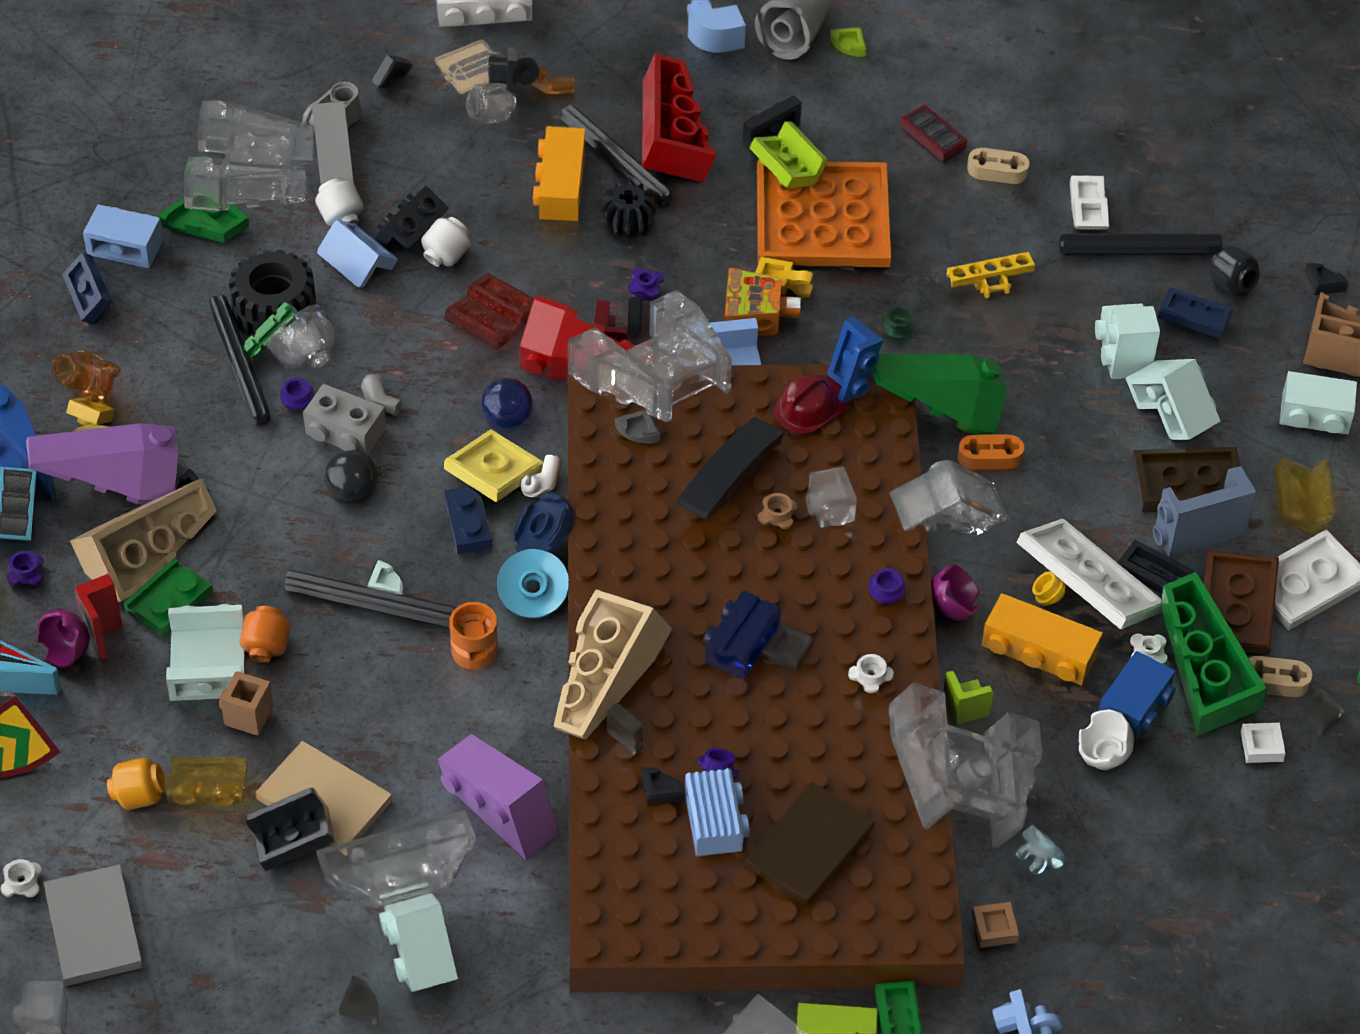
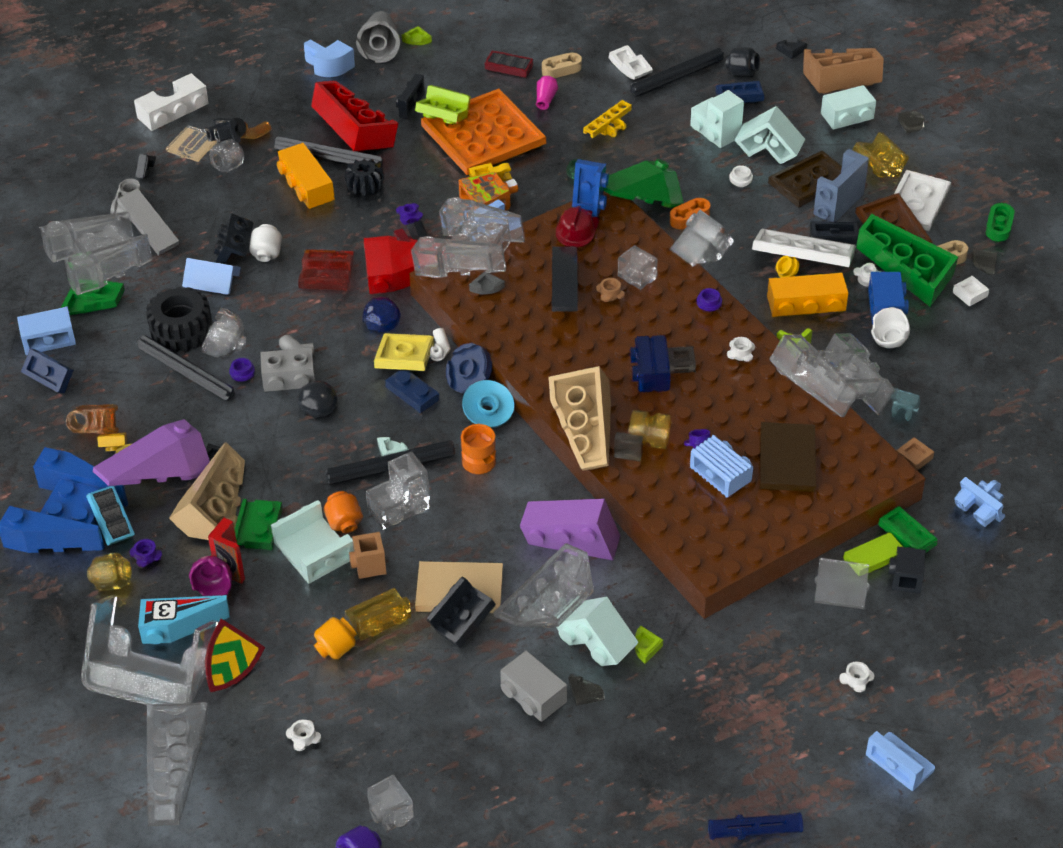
camera: 30 degrees left, 5 degrees down
(92, 925) = (374, 736): light grey tile -> none
(255, 343) = (197, 338): green axle -> none
(298, 963) = (533, 686): none -> light grey brick
(339, 201) = (176, 250): white head -> none
(340, 647) = (402, 495): none -> clear brick
(475, 986) = (648, 644): none -> lime tile
(660, 787) = (674, 471): black tile -> none
(669, 722) = (653, 428): none -> clear yellow wheel
(945, 194) = (546, 90): none -> dark pink cone
(954, 593) = (741, 292): magenta hair -> none
(1098, 432) = (741, 176): none -> white plate

